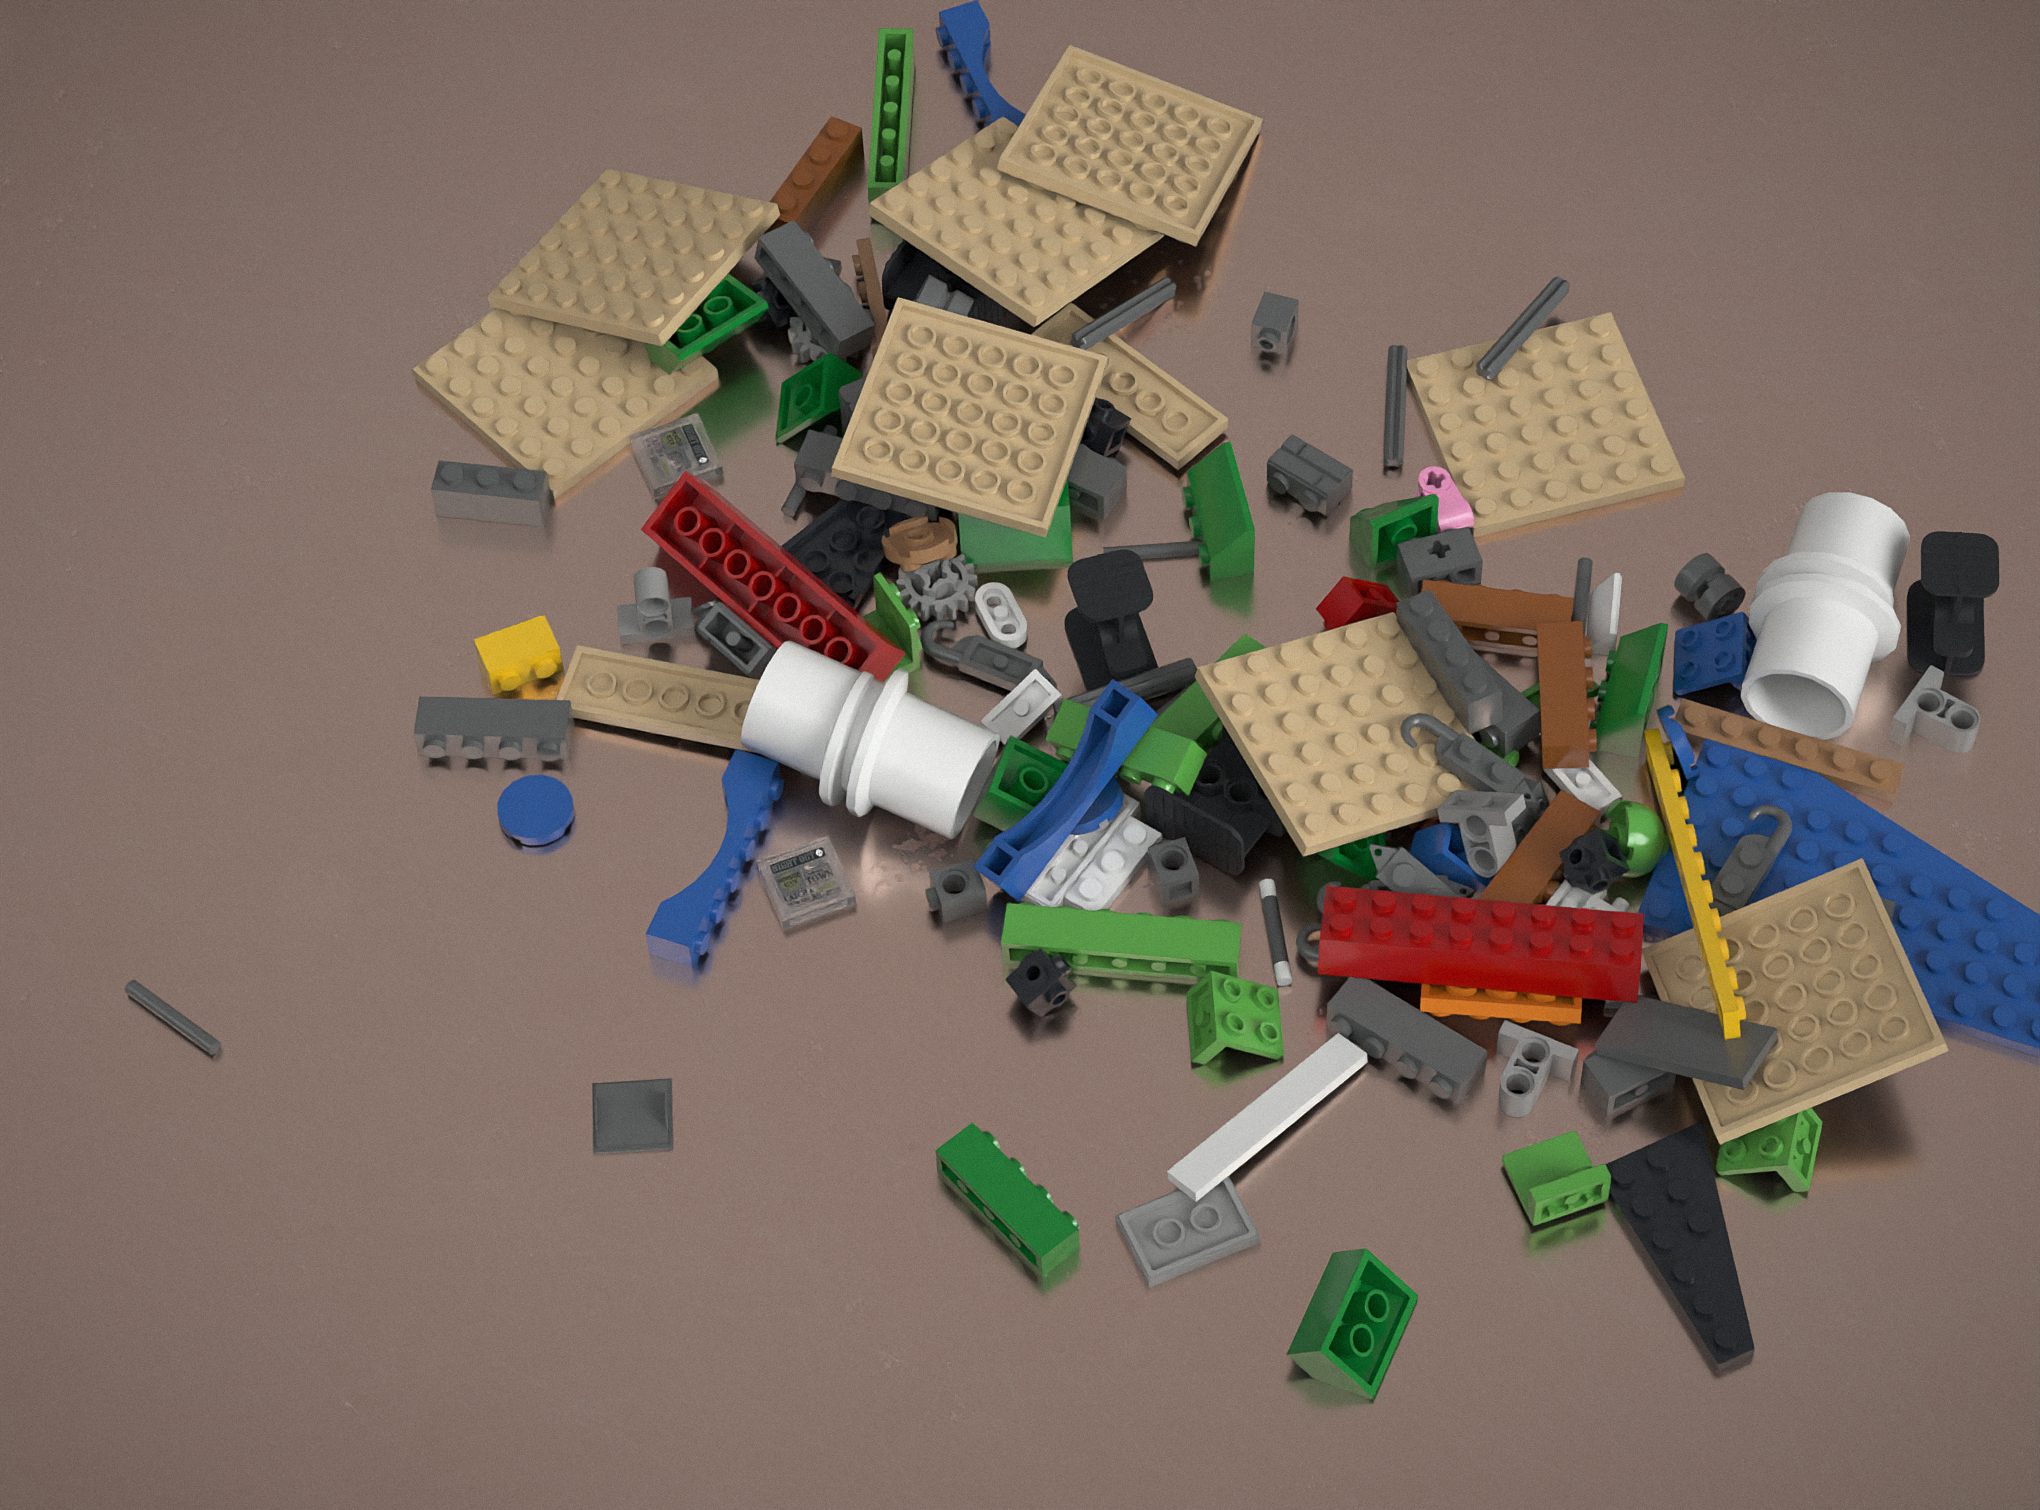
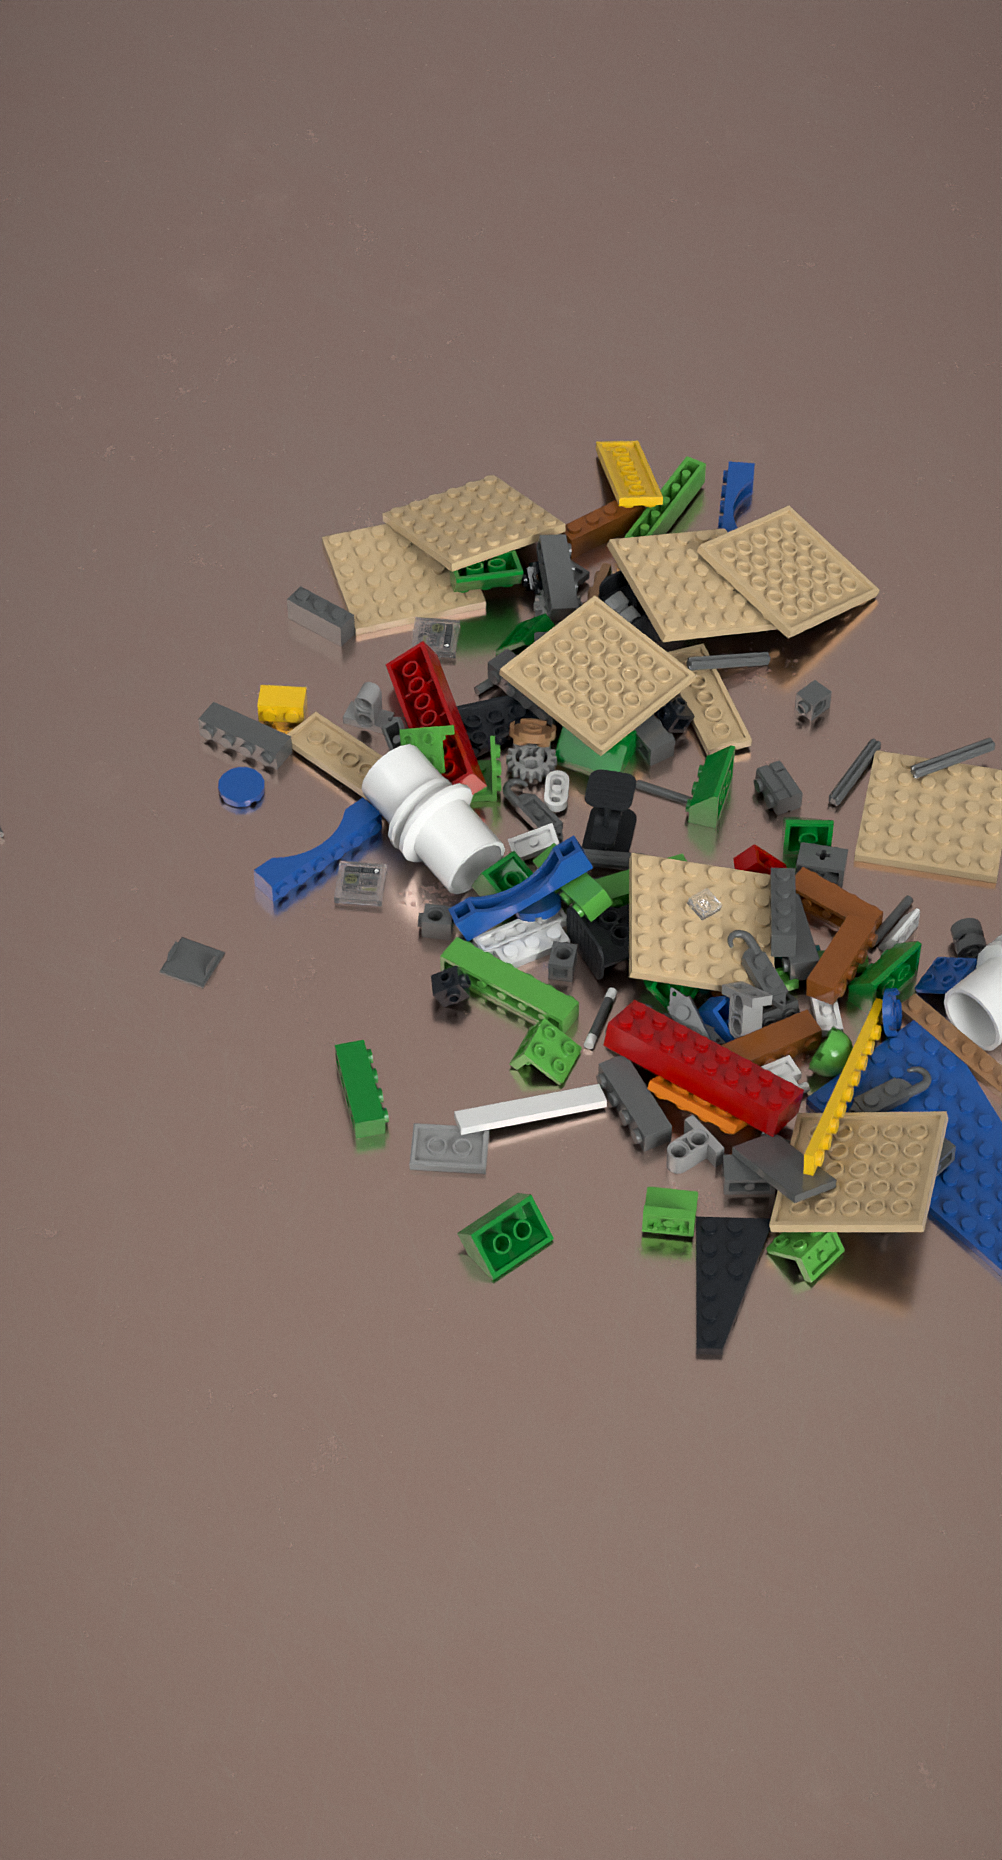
camera: 25 degrees right, 5 degrees down
(785, 620) = (429, 742): none -> bright green bracket
(811, 88) = (629, 473): none -> yellow plate
(1345, 699) = (704, 904): none -> clear plate
(1453, 508) = (845, 831): bright pink piece -> none
(1593, 861) = (797, 1052): black brick -> none

